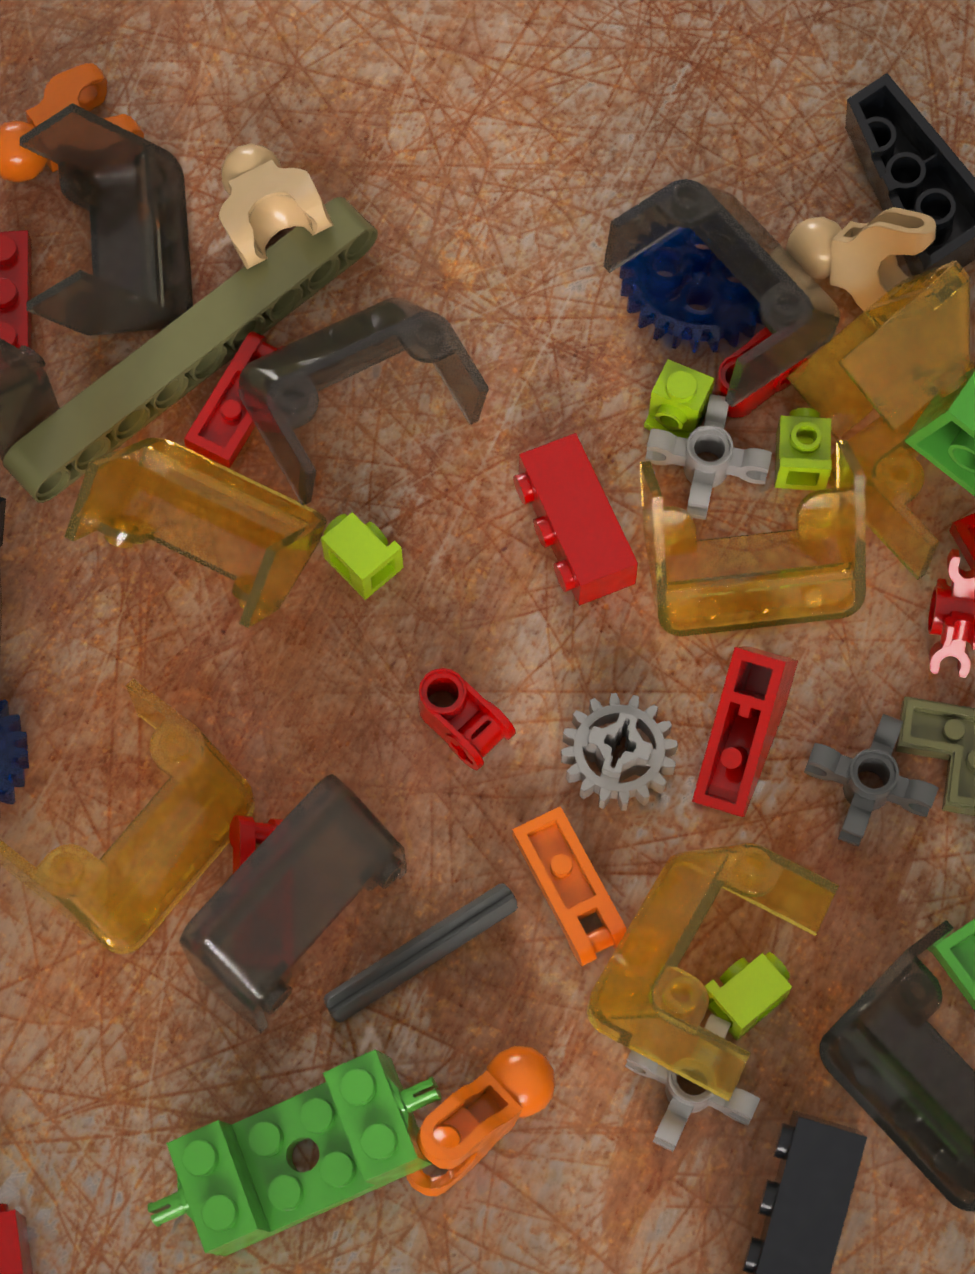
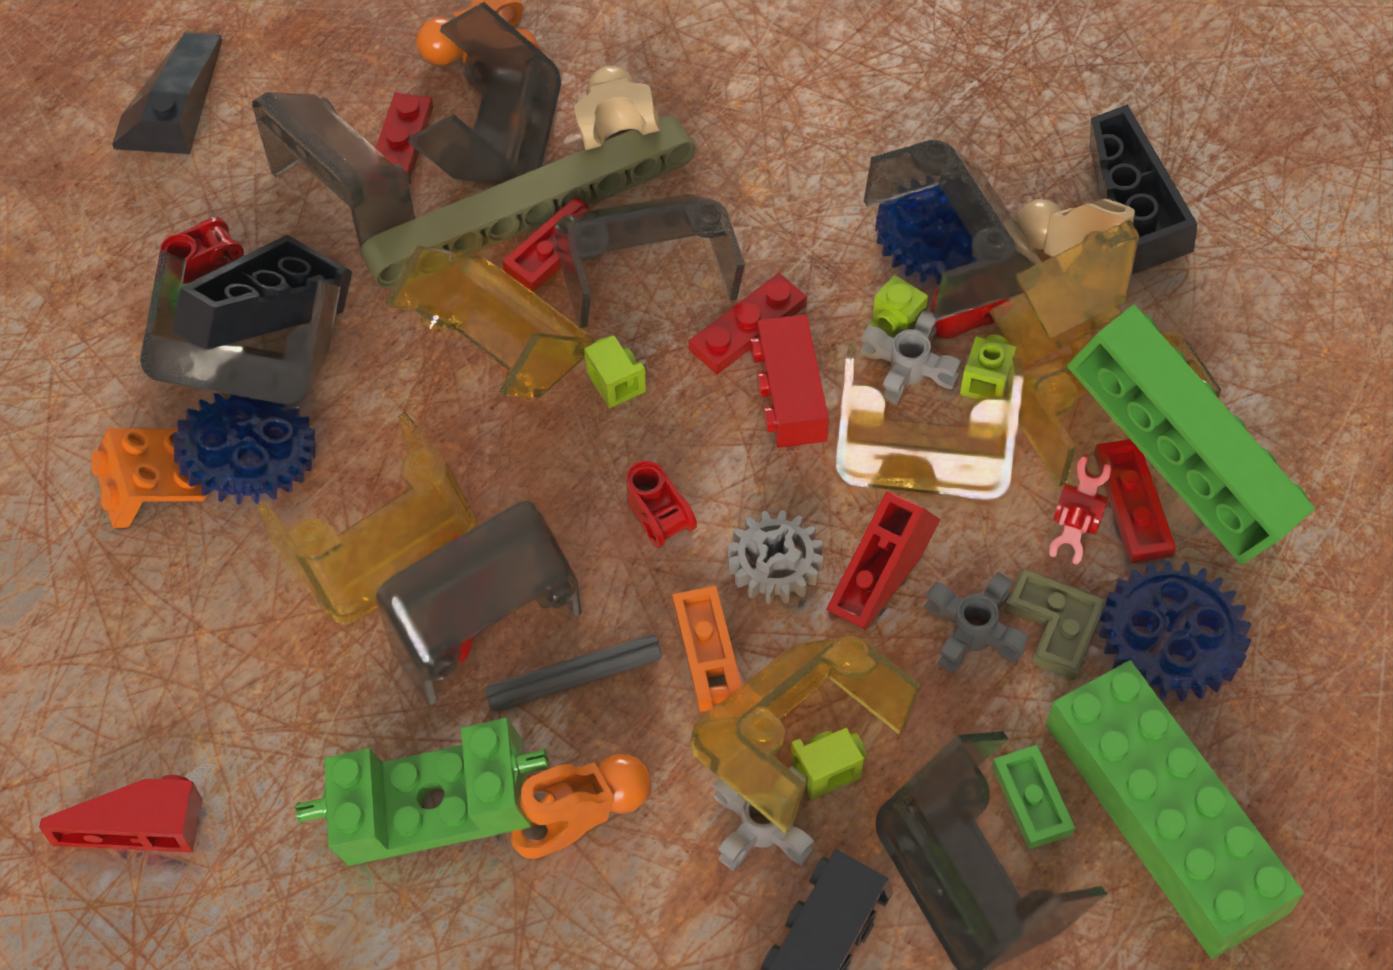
camera: 15 degrees right, 10 degrees down
(494, 458) = (731, 333): none -> red plate

